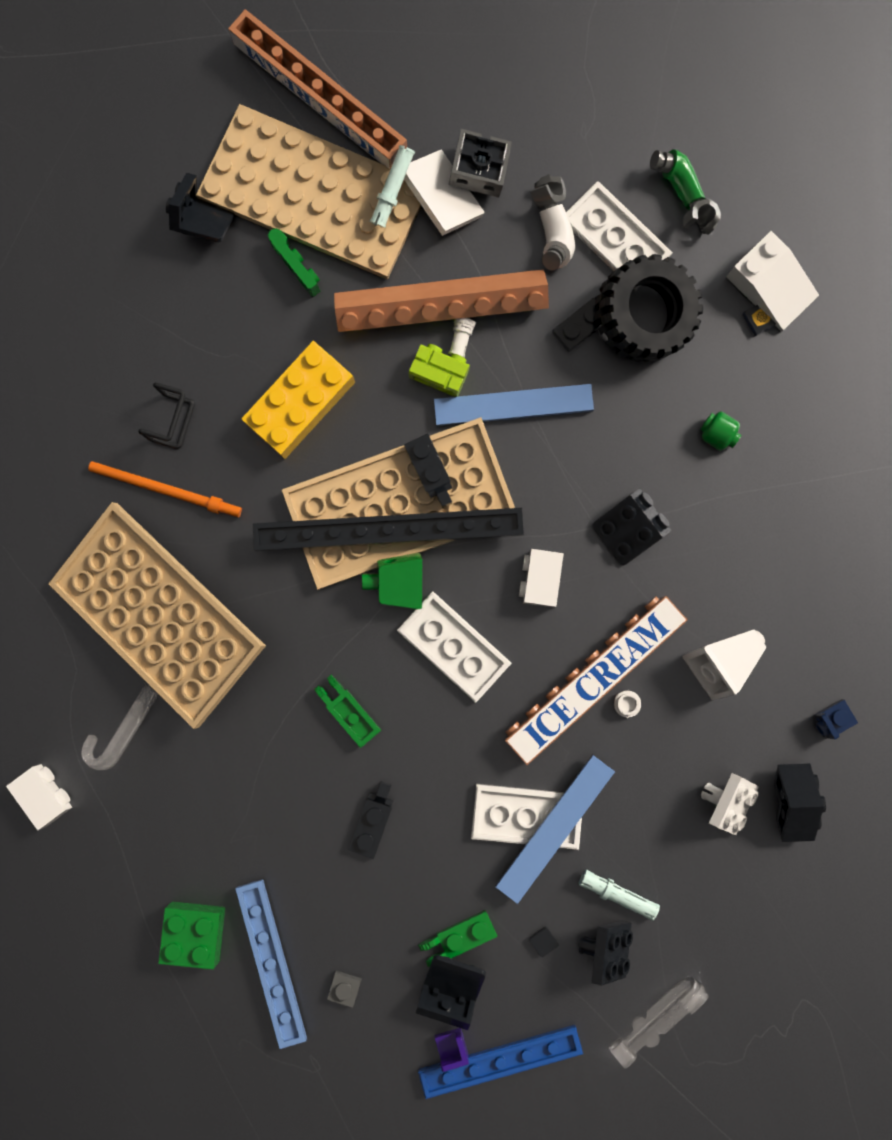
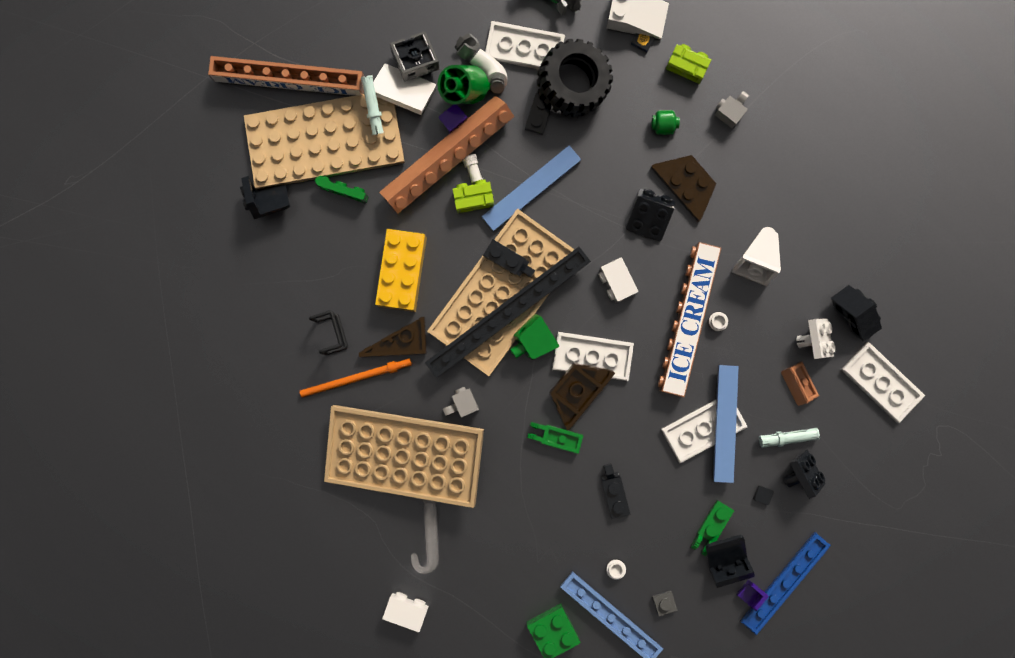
camera: 30 degrees left, 0 degrees up
(250, 485) = (406, 341): none -> dark brown wing
(267, 601) = (464, 403): none -> light grey brick
(314, 911) = (616, 569): none -> white plate
(409, 674) = (578, 390): none -> dark brown wing
(476, 262) = (452, 117): none -> dark purple panel
(513, 231) = (463, 84): none -> green cylinder
(674, 840) = (800, 384): none -> nougat slope
(680, 1000) = (867, 472): clear piece -> none
(700, 518) = (687, 182): none -> dark brown wing
(773, 905) = (883, 382): none -> white tile
(794, 379) = (688, 63): none -> lime brick
(808, 468) = (731, 110): none -> light grey brick
(835, 720) = (846, 249): dark blue bracket -> none

